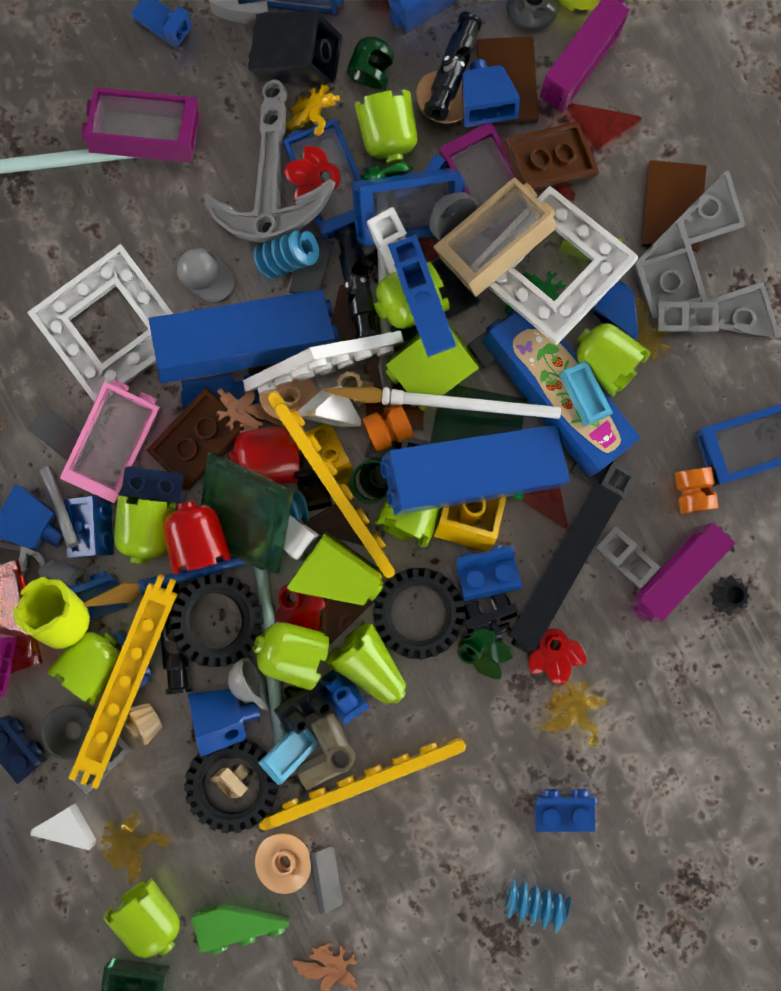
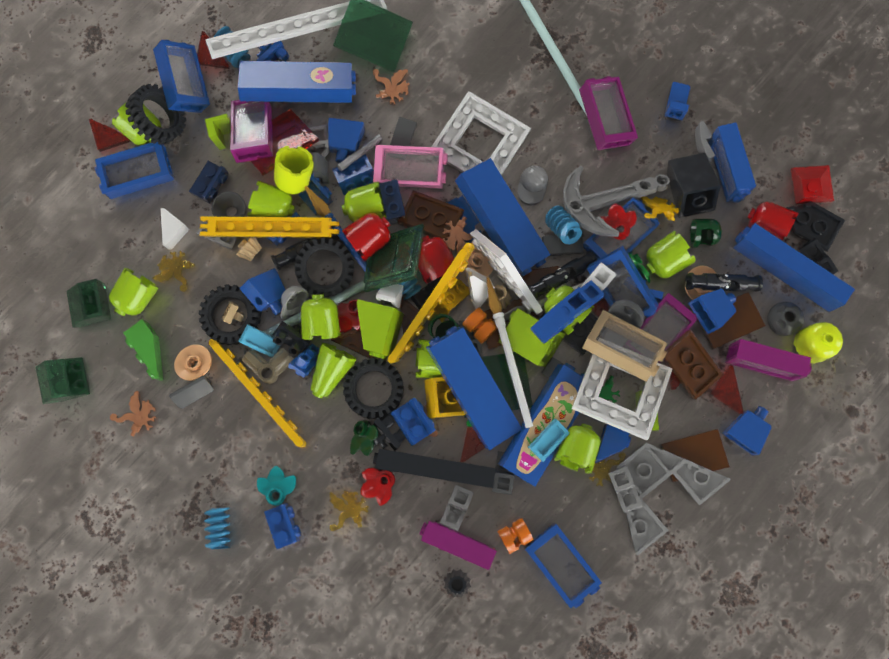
camera: 75 degrees right, 5 degrees down
(500, 801) = (274, 483): none -> teal plate
(668, 118) = (749, 430): none -> blue torso

